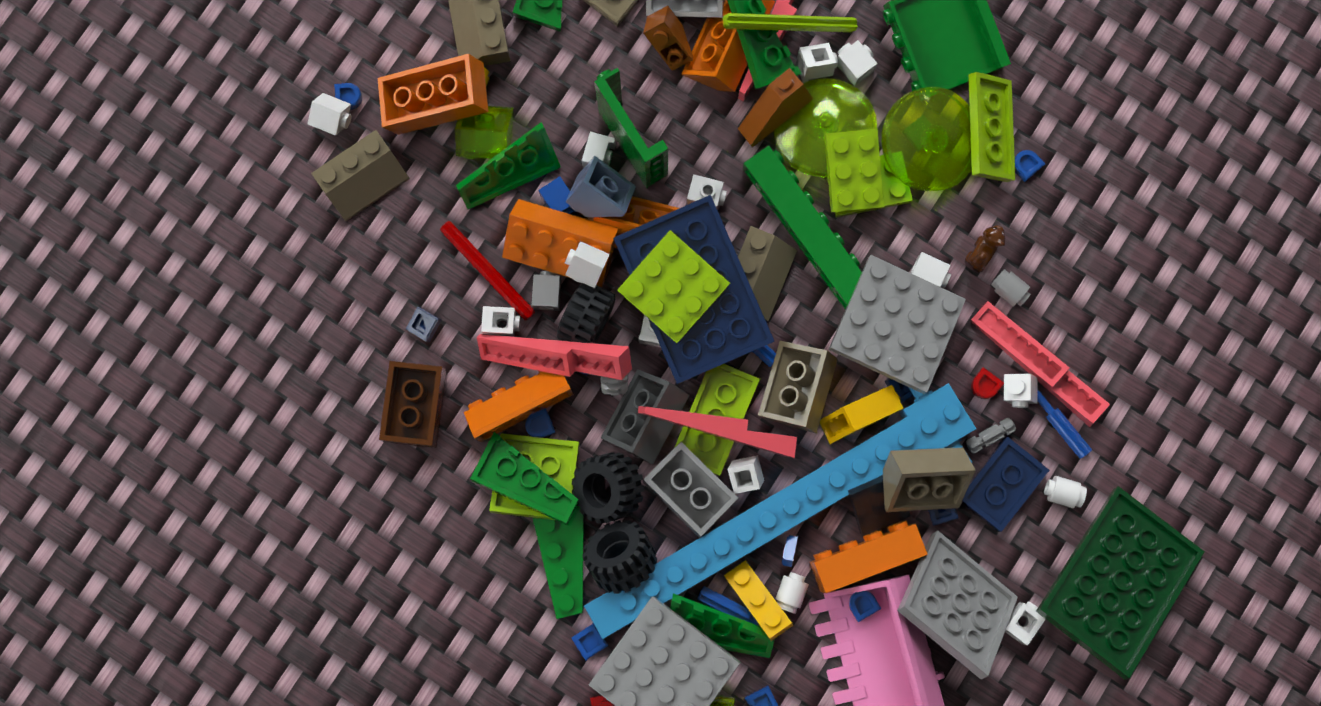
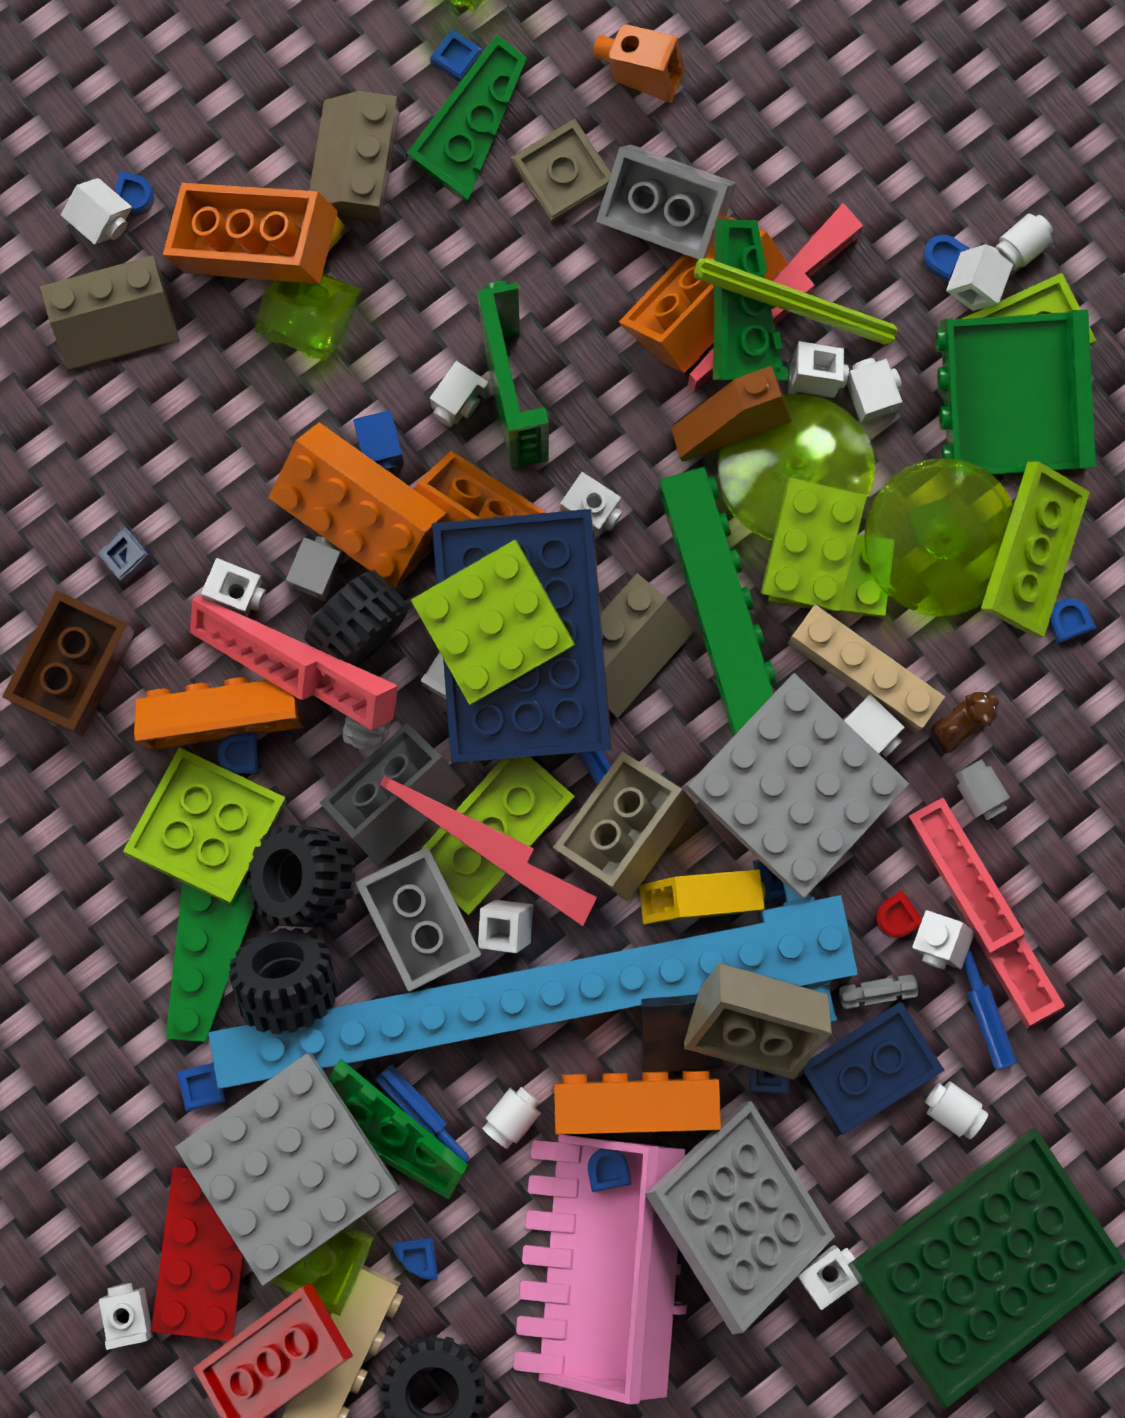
camera: 15 degrees right, 0 degrees up
(487, 270) = (242, 509): red axle -> none
(514, 166) = (334, 373): green wing -> none
(515, 477) = (178, 819): green wing -> none
(586, 264) = (379, 547): white brick -> none
(600, 191) = (440, 451): sand blue slope -> none
(668, 38) = (616, 264): dark orange slope -> none
(758, 600) = (459, 1112): yellow plate -> none
(789, 551) = (530, 1057): tile -> none
(912, 237) = (865, 669): none -> tan brick

